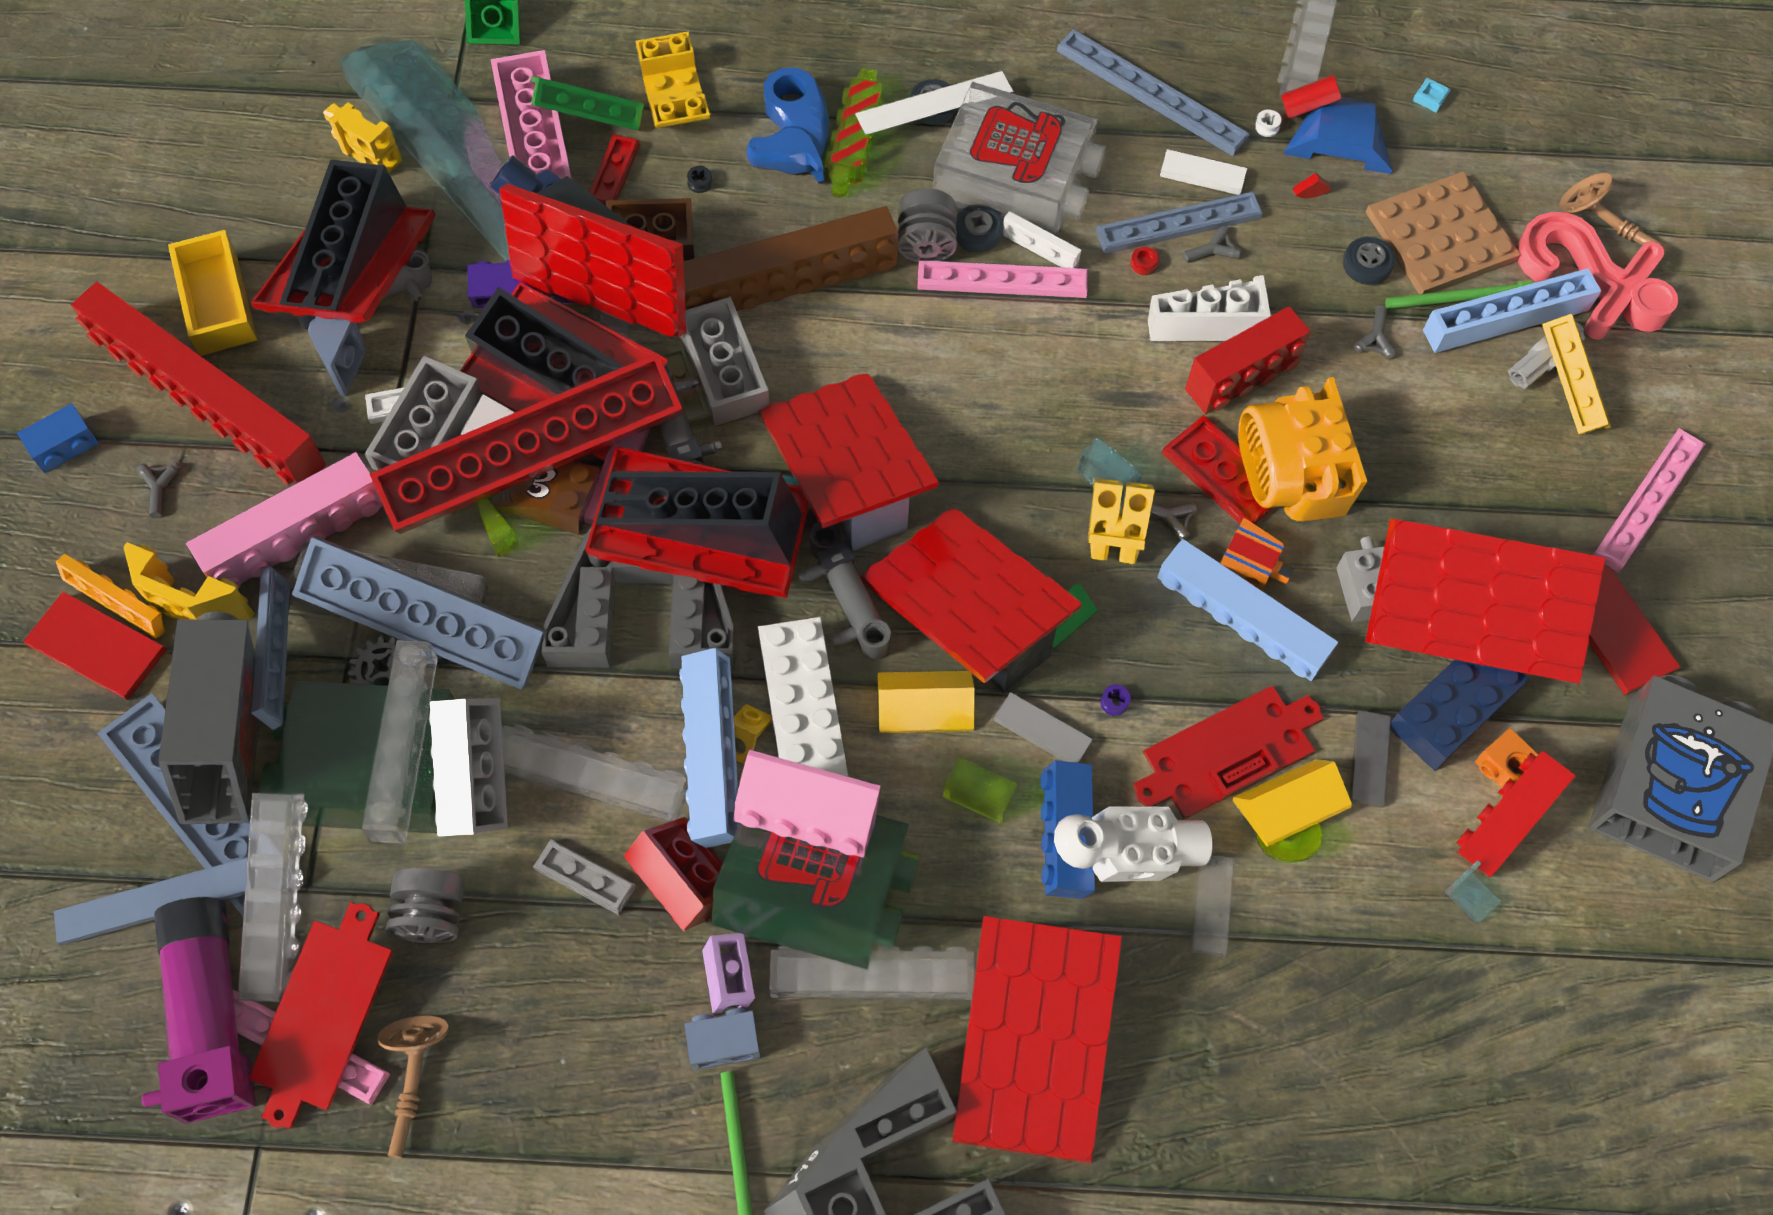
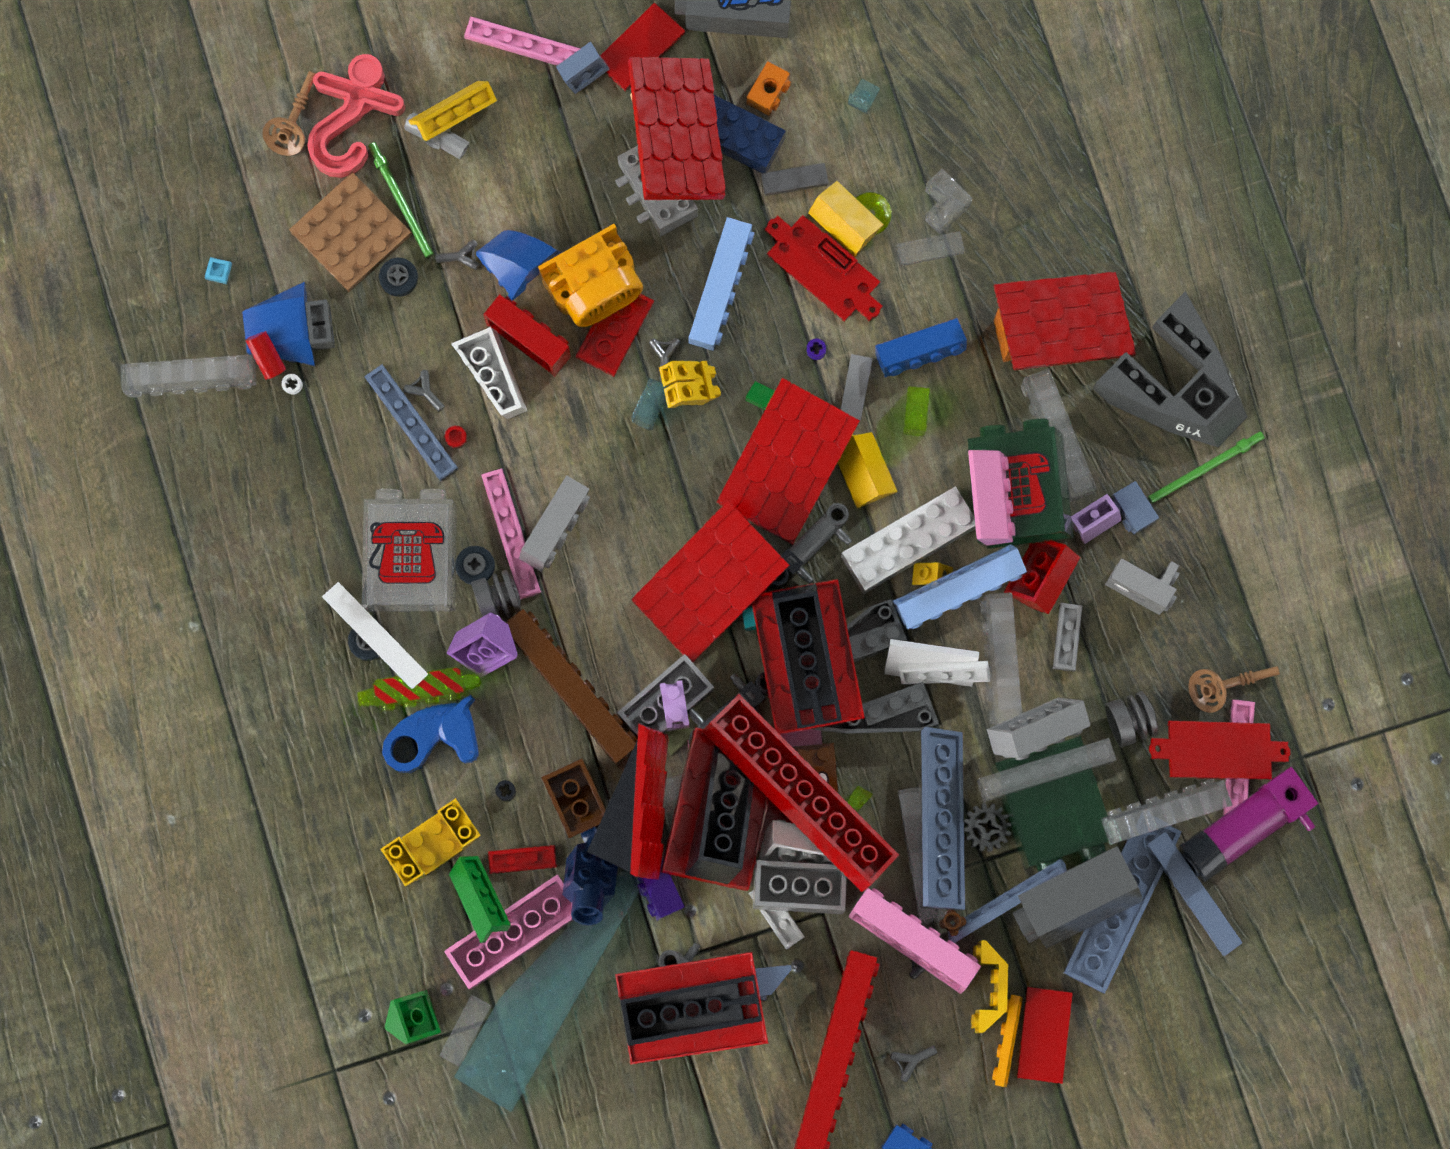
camera: 110 degrees left, 15 degrees up
(212, 292) = (751, 1099): yellow piece -> none
(277, 568) = (946, 922): none -> reddish brown plate
(362, 138) = (574, 1060): yellow hips -> none
(456, 63) = (465, 1030): none -> clear tile
(599, 999) = (1143, 587): none -> light grey brick
(604, 687) = (944, 672): none -> white tile
(626, 677) = (909, 652): none -> white tile
(706, 348) = (674, 705): none -> lavender brick
(875, 187) = (483, 645): none -> medium lavender slope
(992, 309) = (554, 523): none -> light grey brick
(1040, 241) = (472, 514): white tile -> none
(1133, 843) = (920, 302): white brick -> none
(1153, 92) = (292, 480): sand blue tile -> none
(1203, 172) = (358, 418): white tile -> none
(1255, 556) = (679, 290): torso -> none
(1273, 951) = (950, 199): none -> clear brick
(1312, 187) = (342, 331): red tile -> none
(1332, 159) = (320, 325): none -> dark grey brick
(1358, 373) = (515, 259): none -> blue wedge
(1511, 310) = (411, 166): light blue brick -> none
(1515, 813) = (807, 80): red brick -> none
(1601, 537) = (582, 68): none -> sand blue panel

